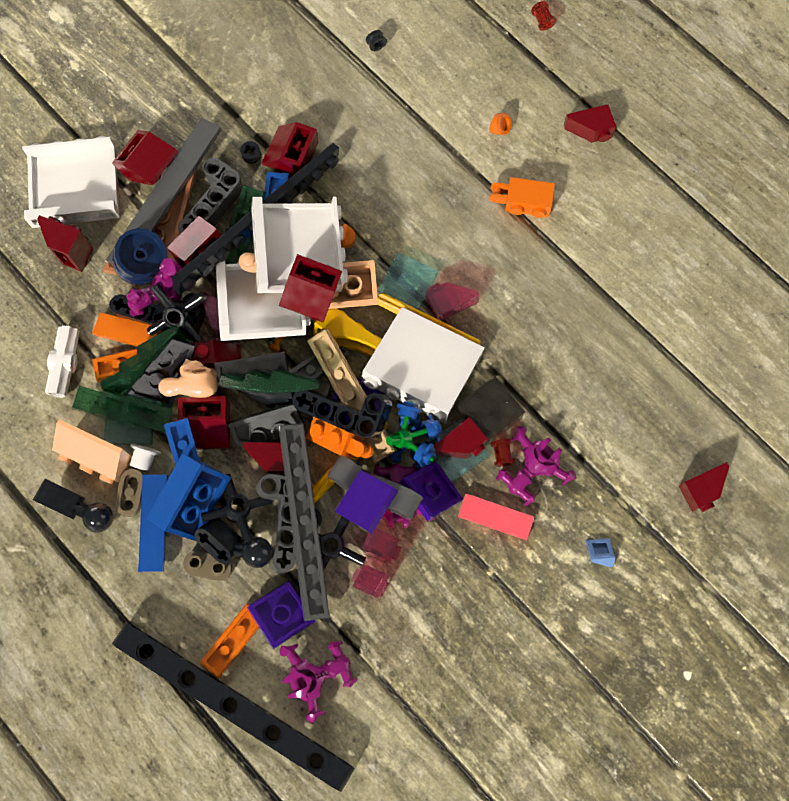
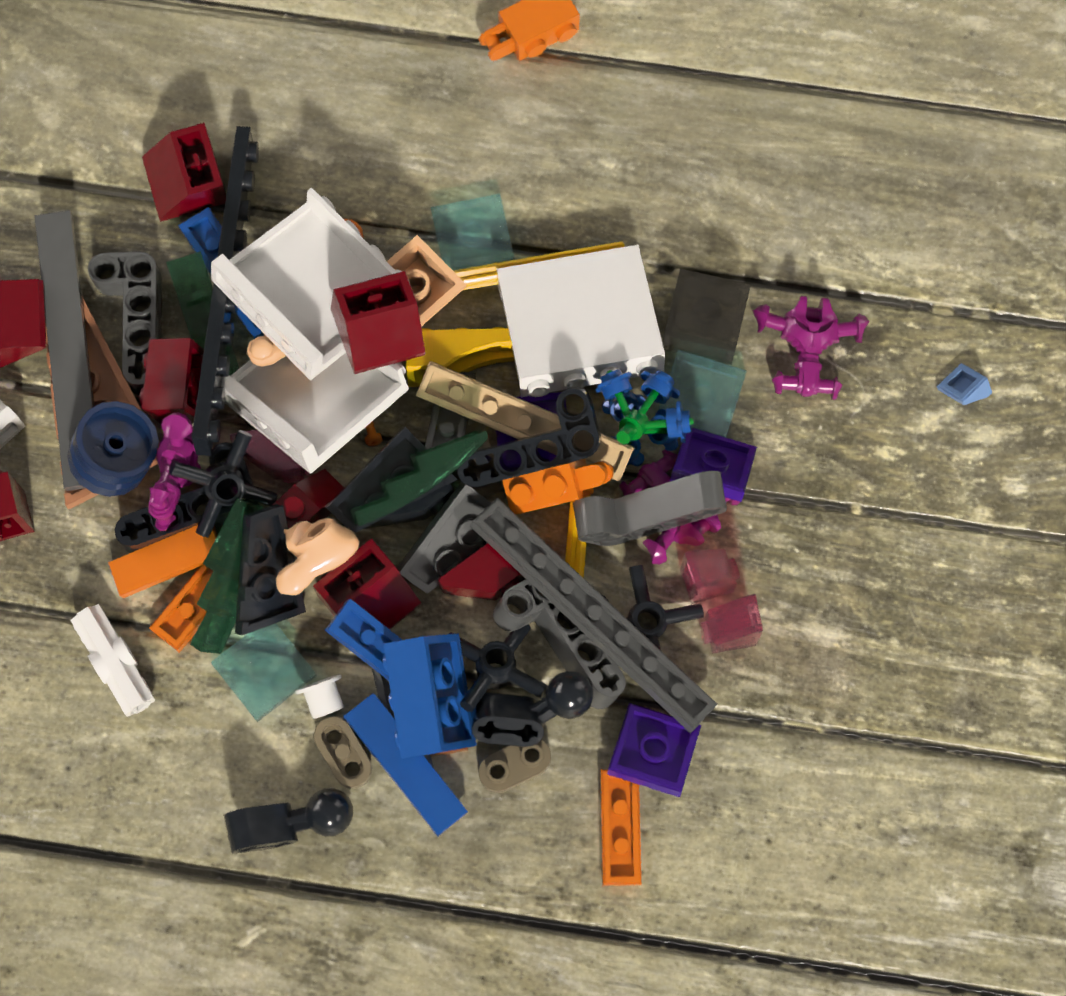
camera: 40 degrees left, 0 degrees up
(90, 452) = (253, 740): light nougat slope -> none
(121, 409) = (246, 657): clear green slope -> none
(248, 714) = (655, 904): black beam -> none
(253, 146) = (127, 207): black bush -> none
(308, 678) = (750, 796): magenta piece -> none
(366, 501) = (654, 529): dark purple tile -> none
(450, 299) = (543, 218): clear pink slope -> none
(462, 441) = (706, 374): dark red slope -> none
(496, 517) = (811, 438): coral tile -> none
(502, 452) = (759, 356): clear red bush -> none
(705, 488) = (1024, 222): dark red slope -> none

